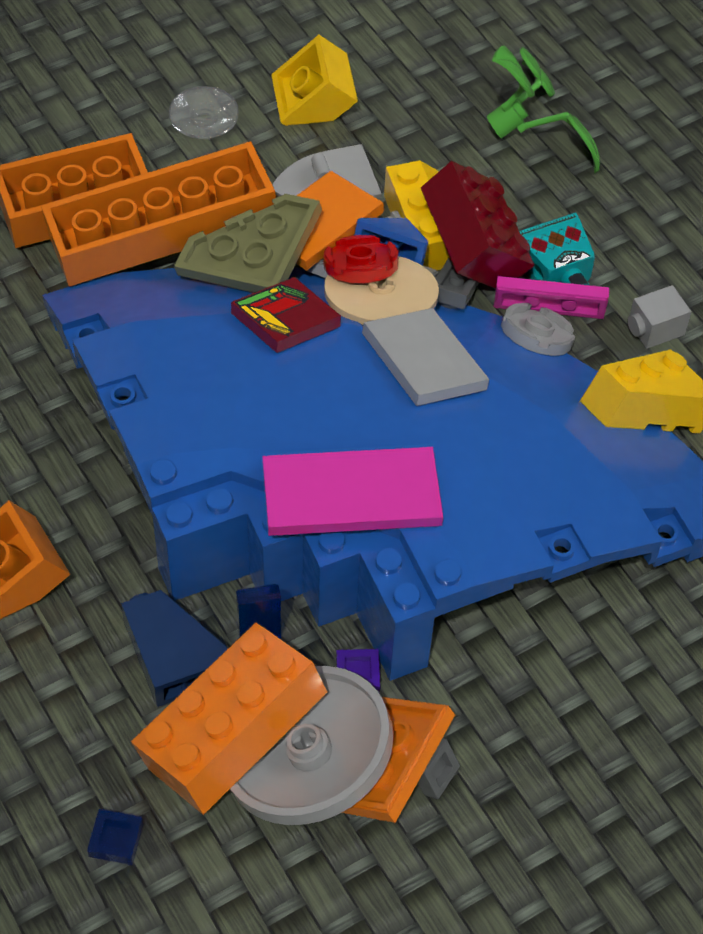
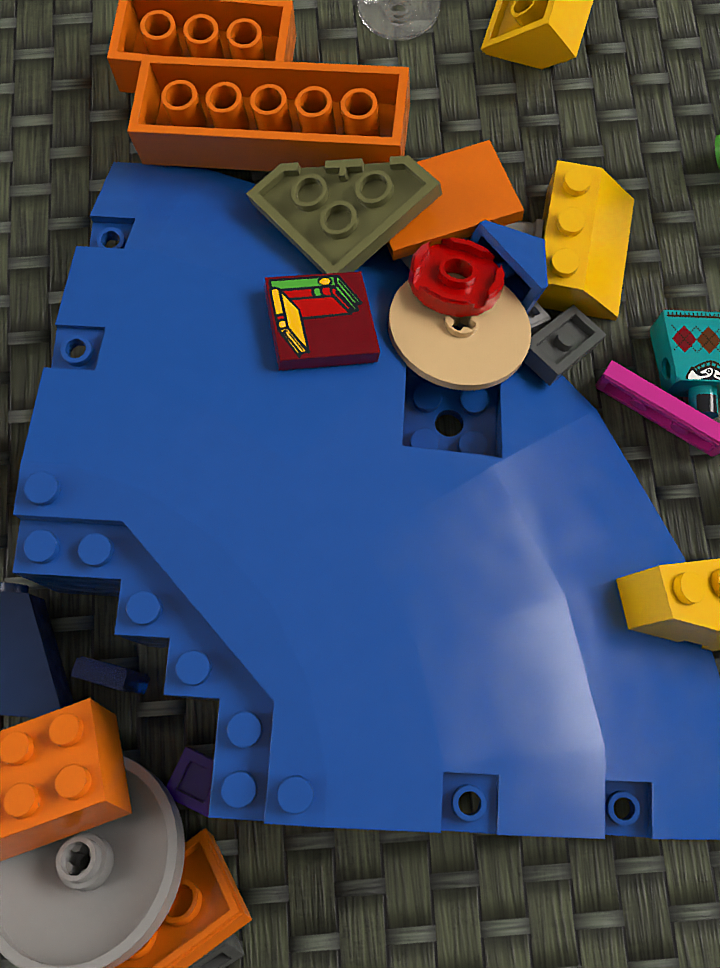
camera: 30 degrees right, 20 degrees up
(347, 162) = (517, 134): light grey shield -> none
(351, 491) = (240, 624): dark pink tile -> none
(425, 356) = (450, 453): light grey tile -> none
(476, 224) = (620, 284): dark red brick -> none
(538, 330) = (624, 446): light grey tile -> none

